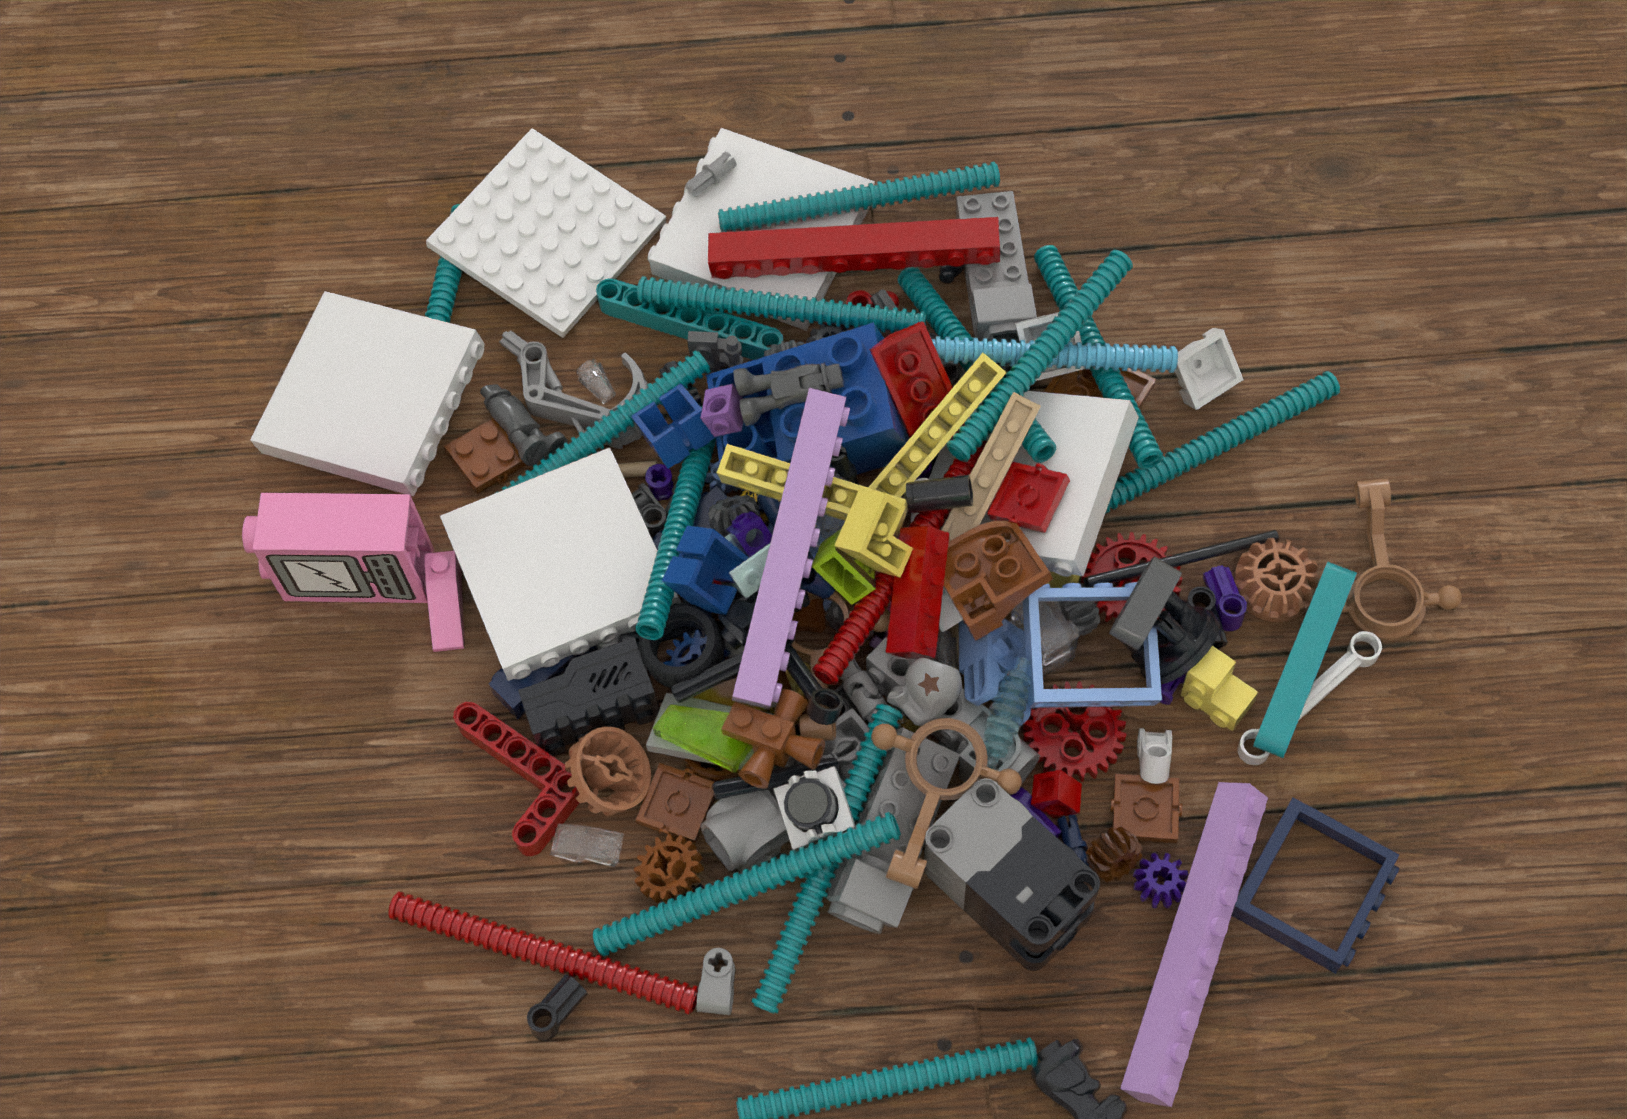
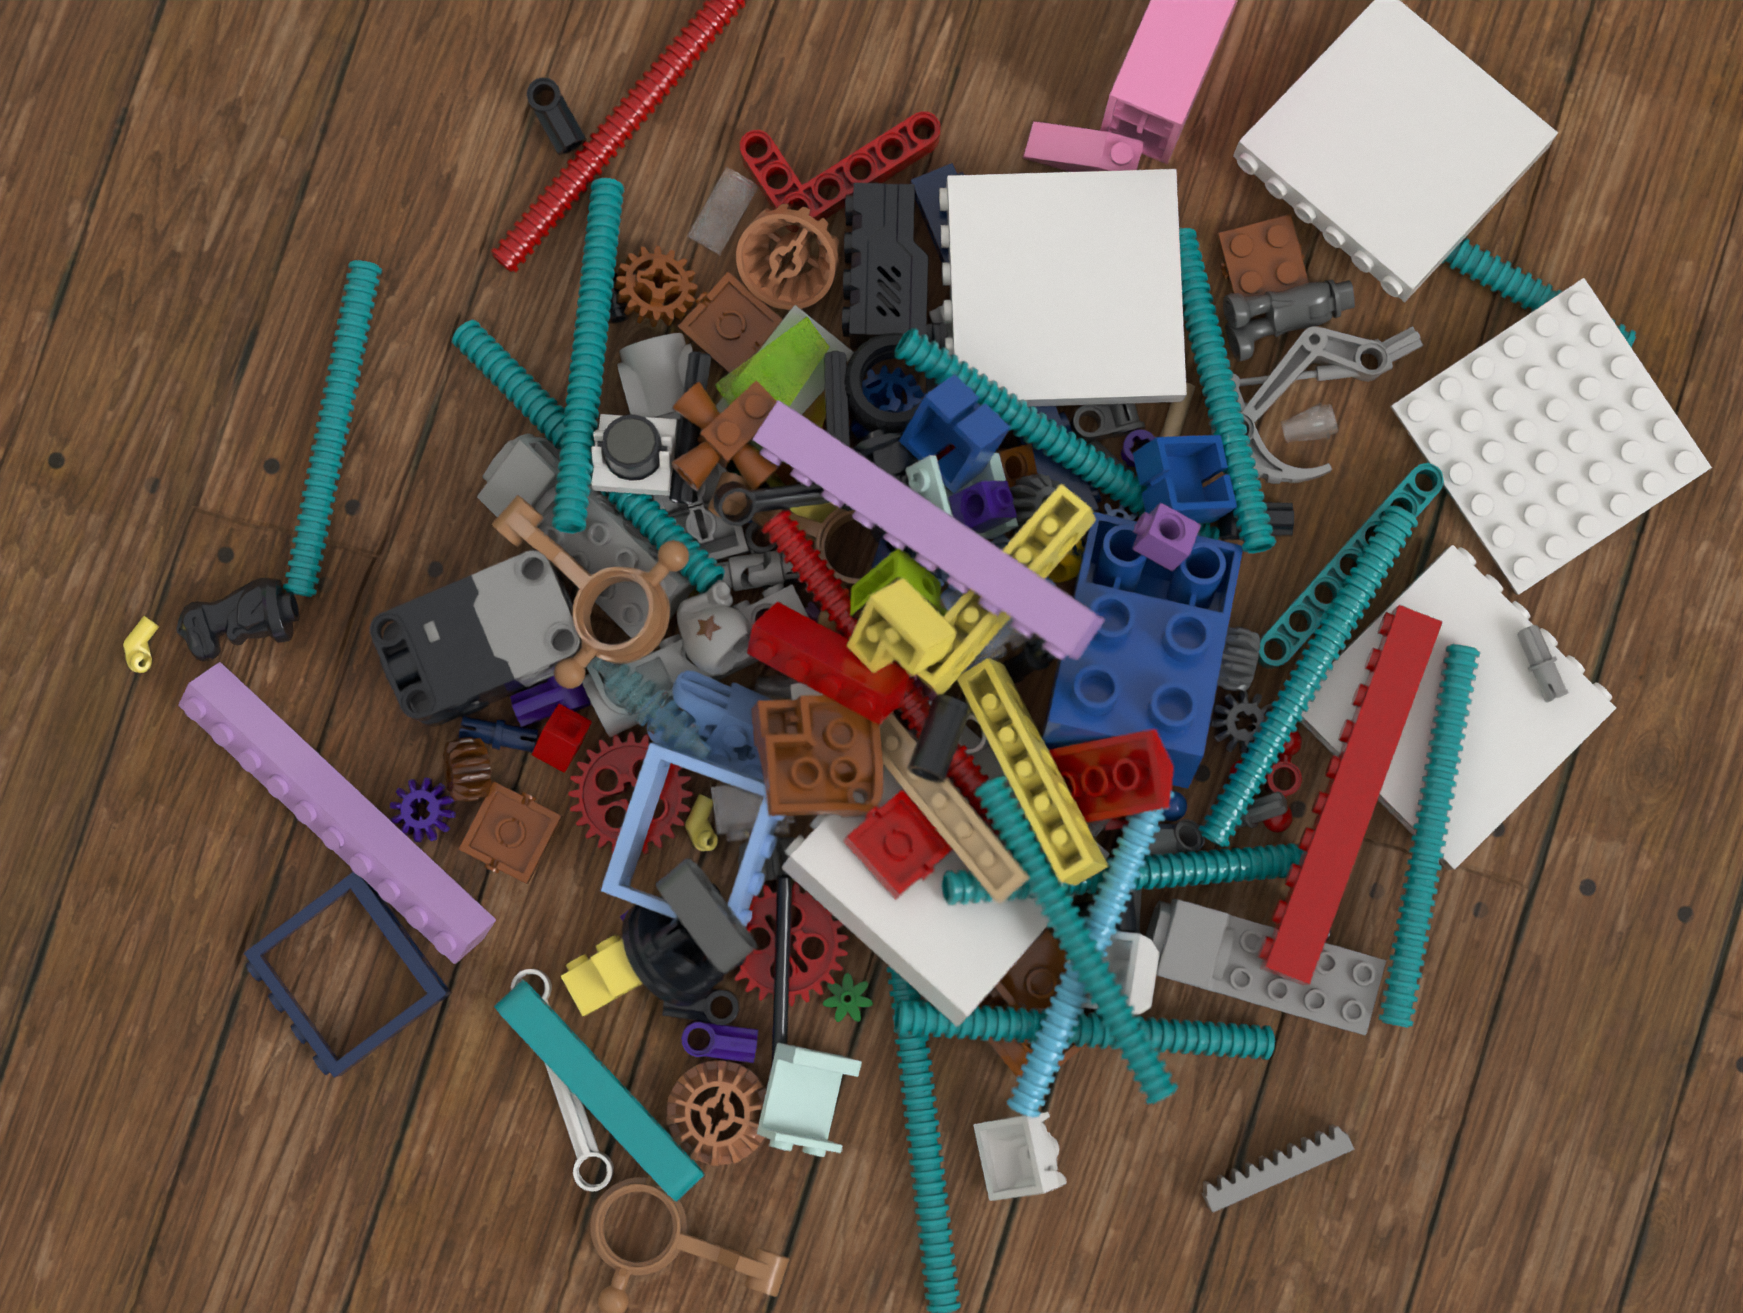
camera: 110 degrees right, 20 degrees up
(715, 350) = (1284, 567): dark grey plate -> none
(716, 988) = (505, 291): light grey piece -> none
(786, 386) = (1156, 617): dark grey piece -> none
(1079, 672) = (698, 826): none -> light yellow arm
(1129, 218) = (1278, 1170): none -> light grey gear
(1150, 527) = (856, 1000): none -> green plant
(1154, 755) = (568, 872): white piece -> none
(1237, 524) = (803, 1098): none -> light aqua panel

